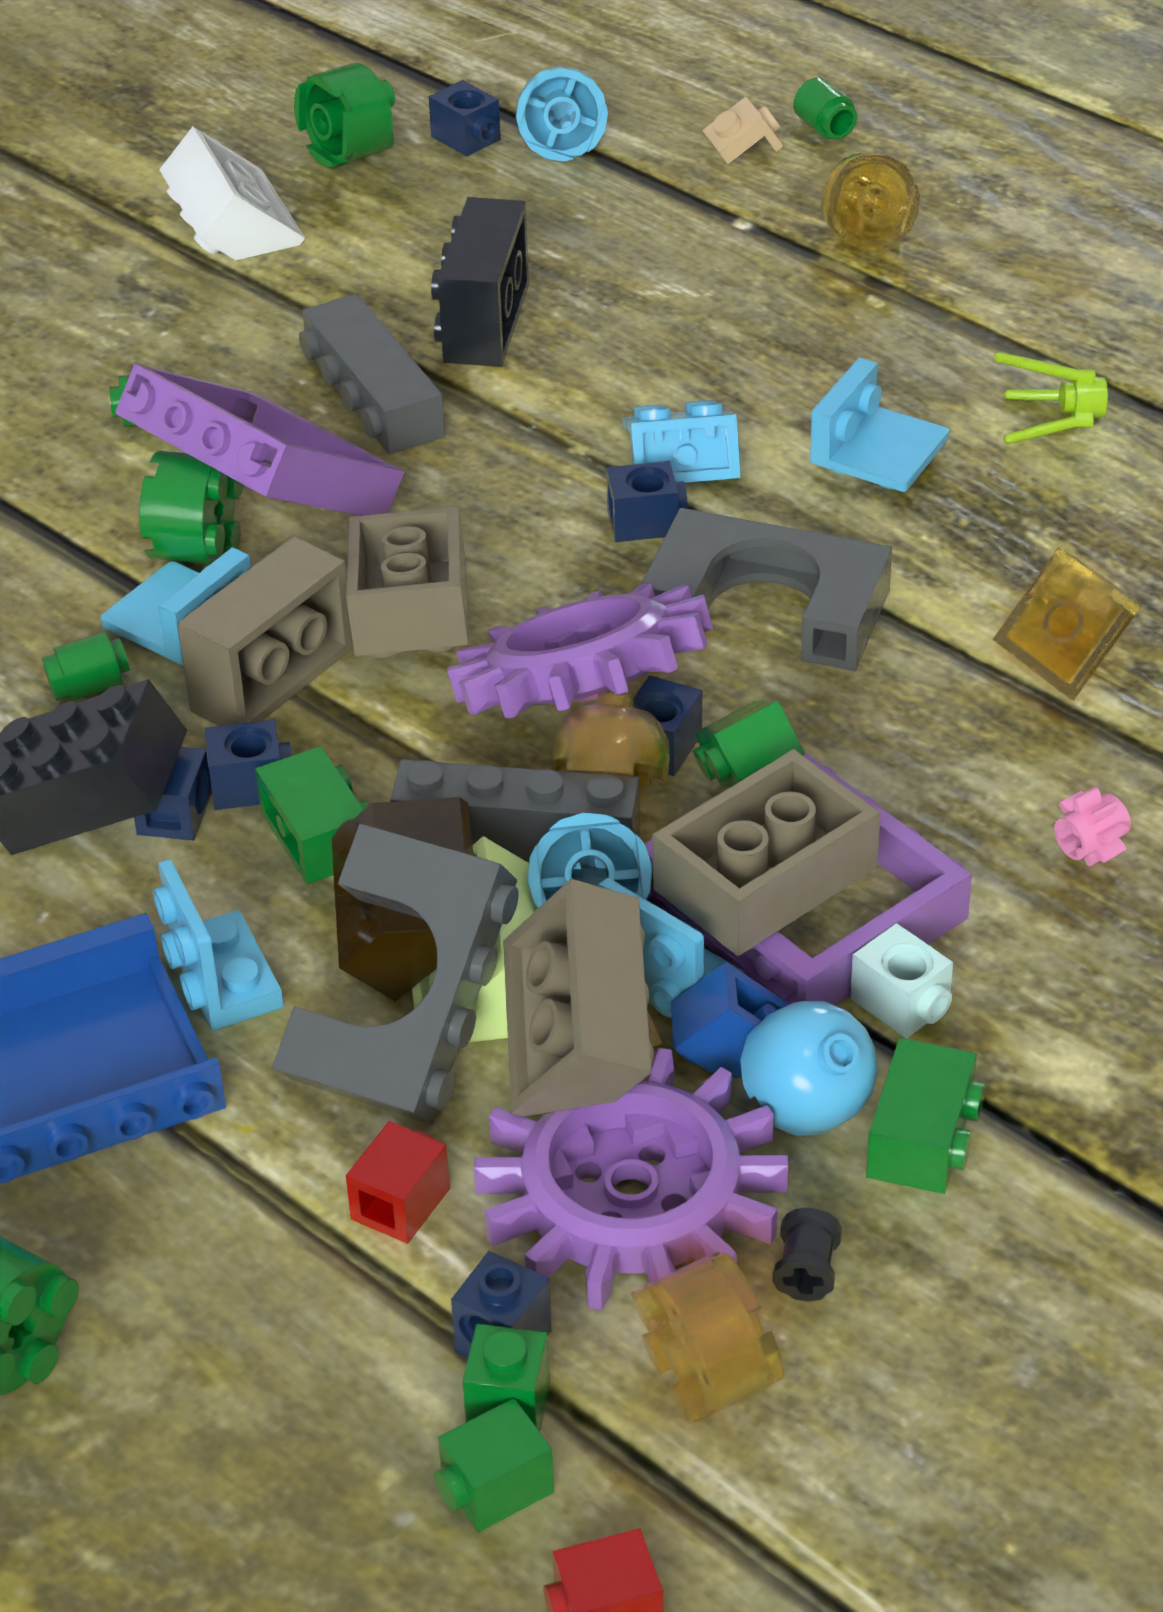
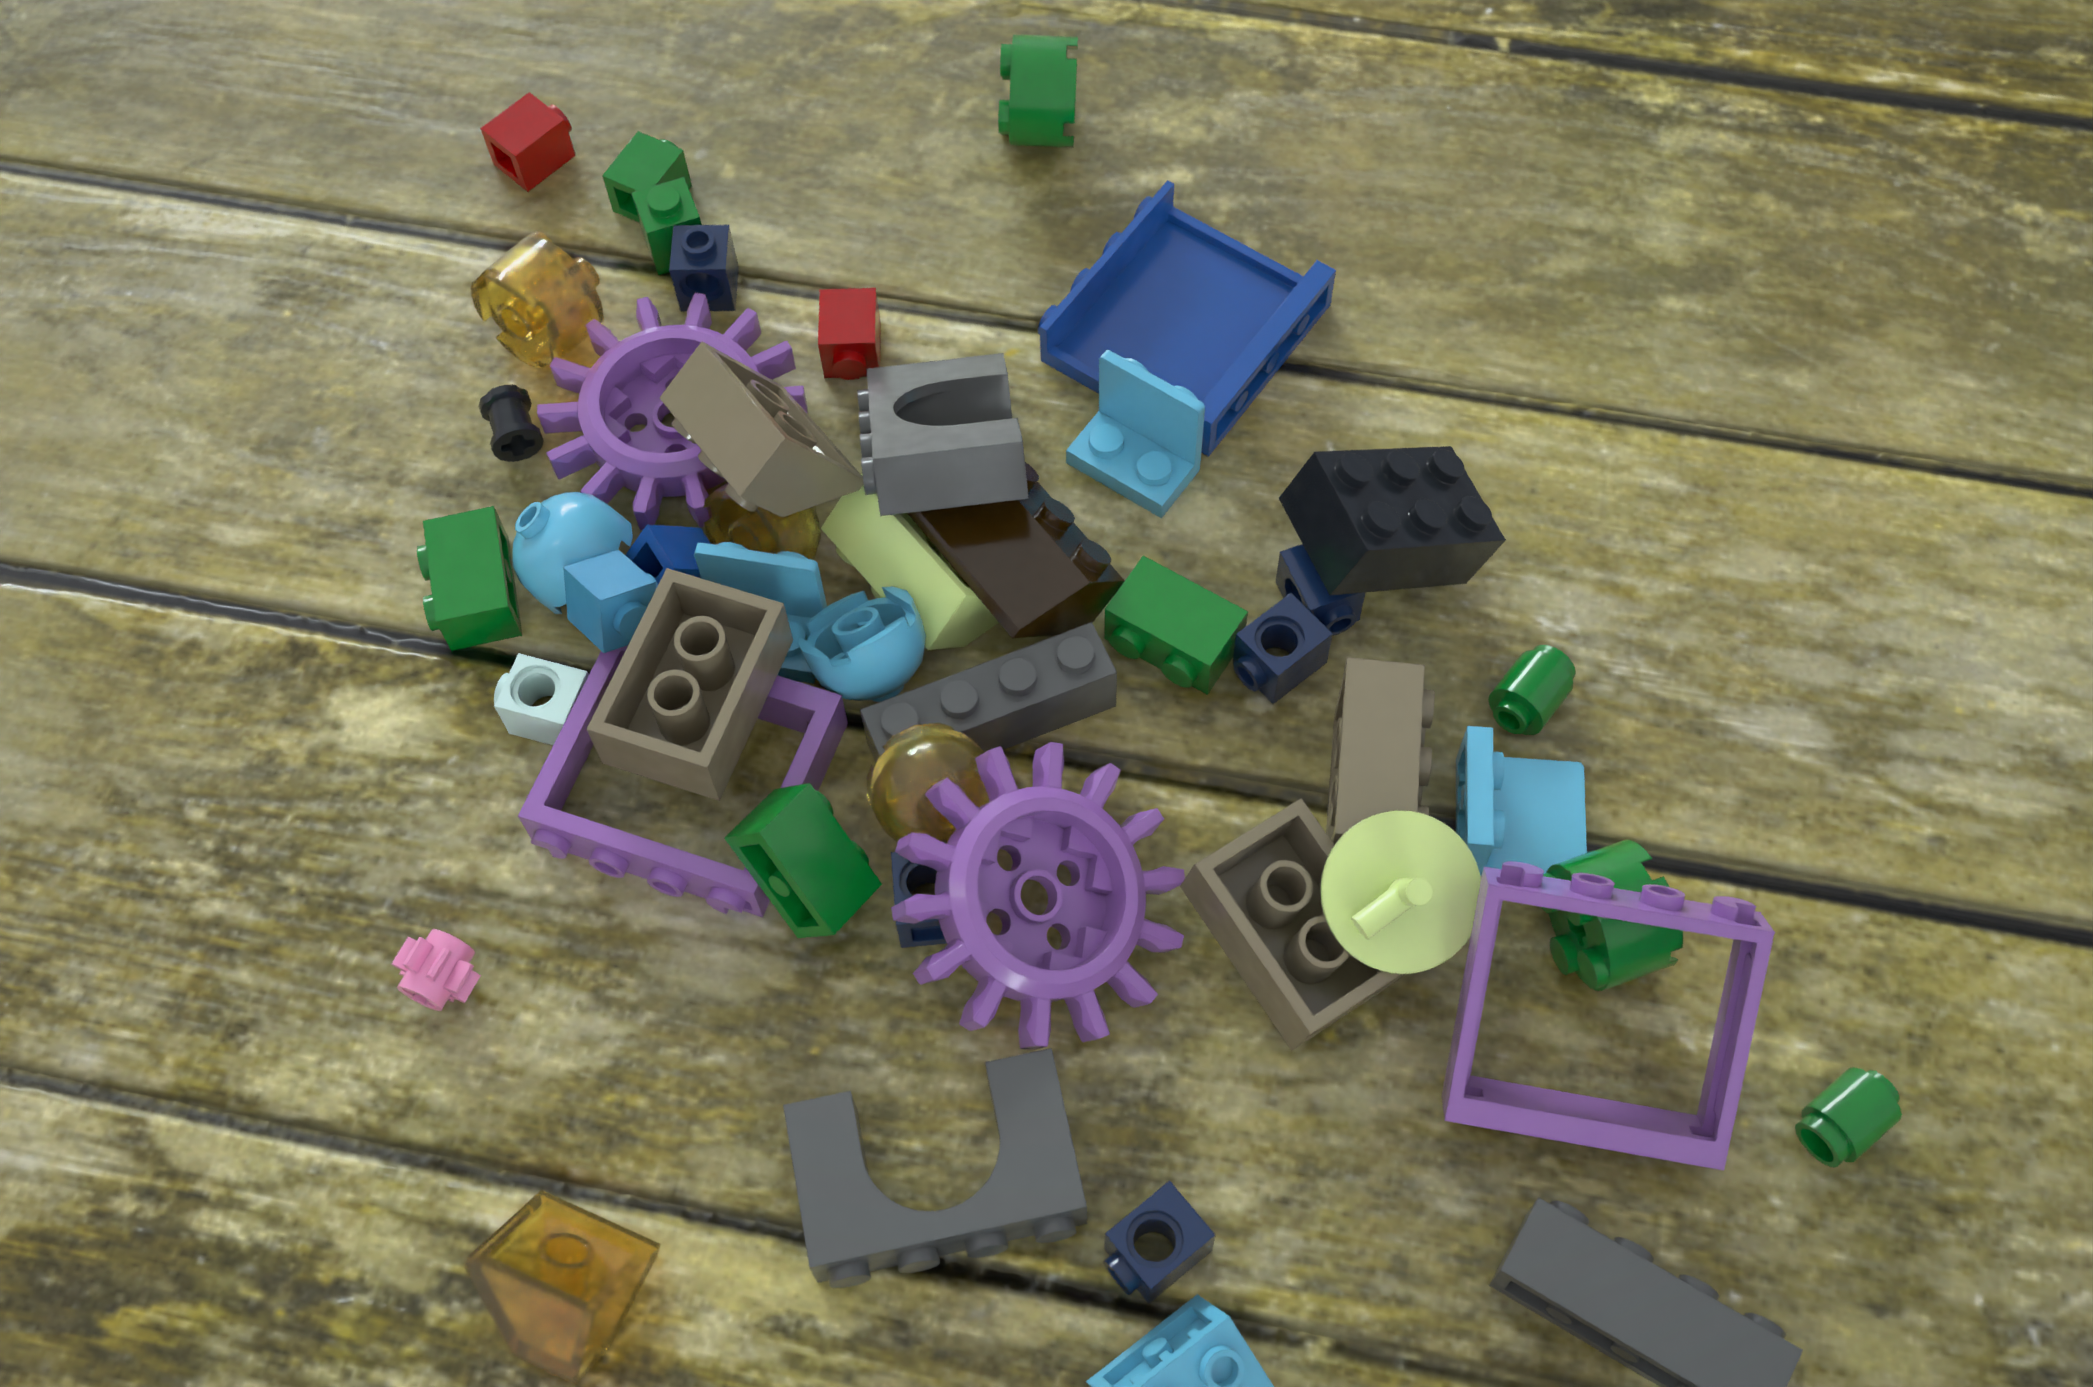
camera: 150 degrees right, 20 degrees up
(339, 519) = (1400, 892): none -> yellowish green shield
(797, 960) = (607, 598): none -> dark azure brick

